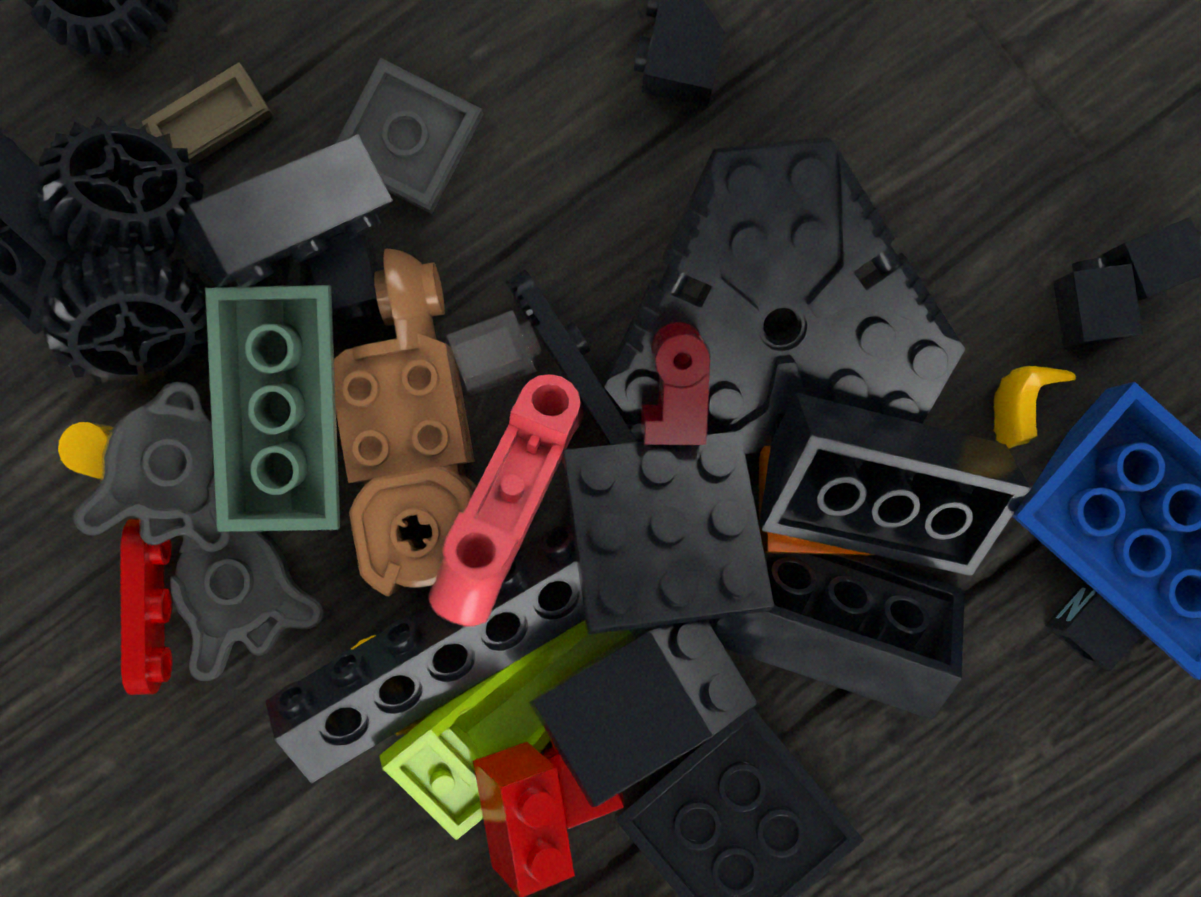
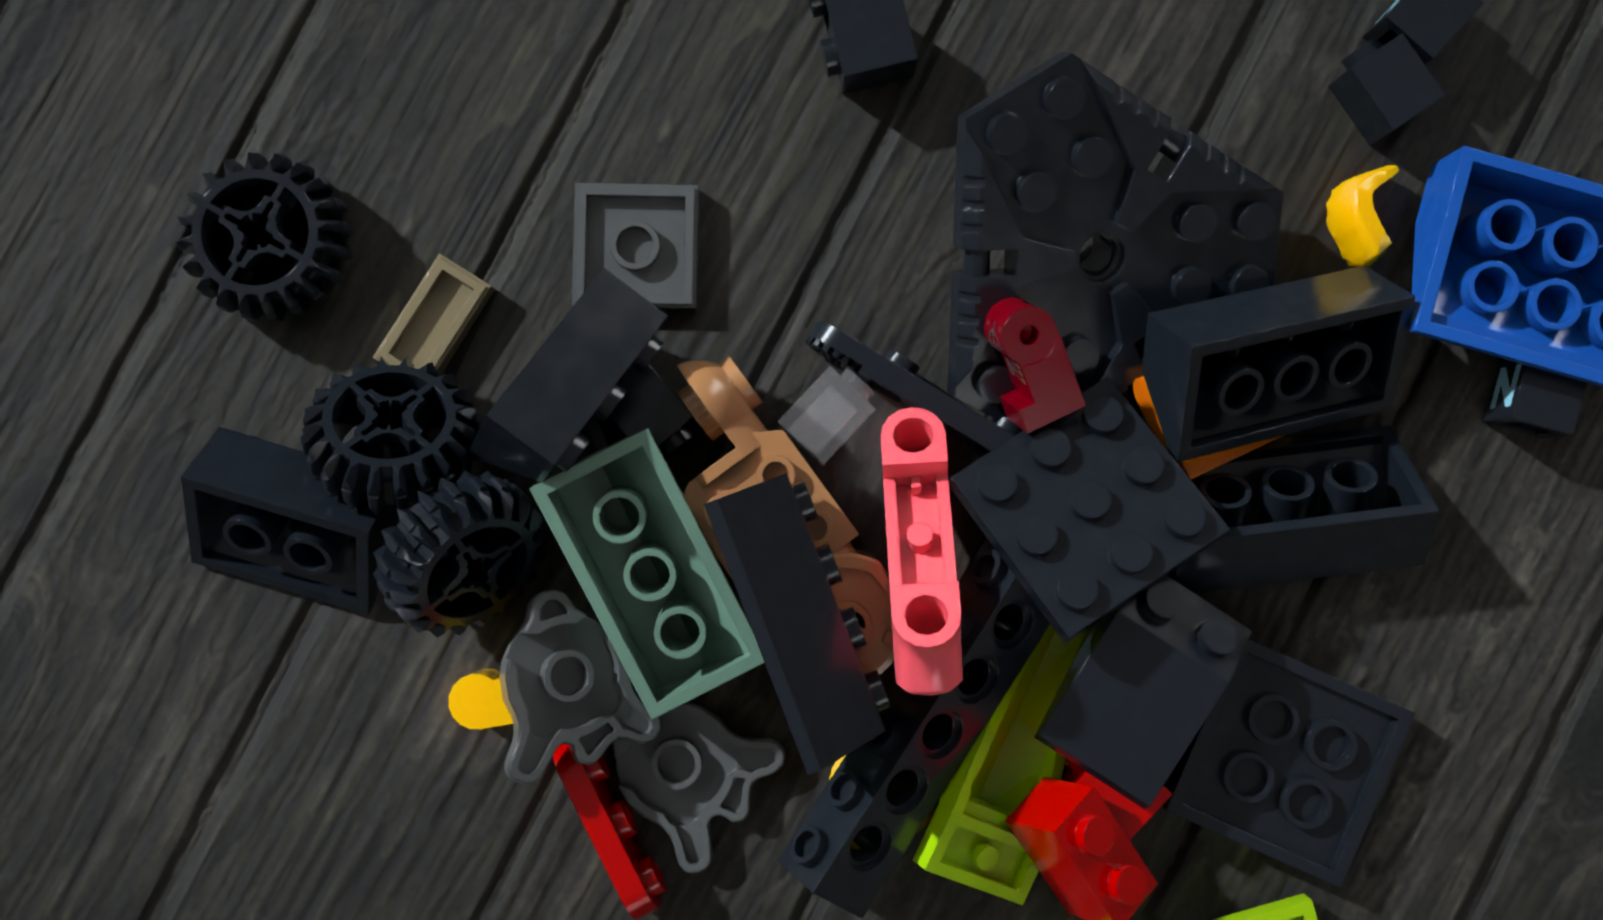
camera: 25 degrees left, 0 degrees up
(368, 501) = (798, 619): none -> black slope

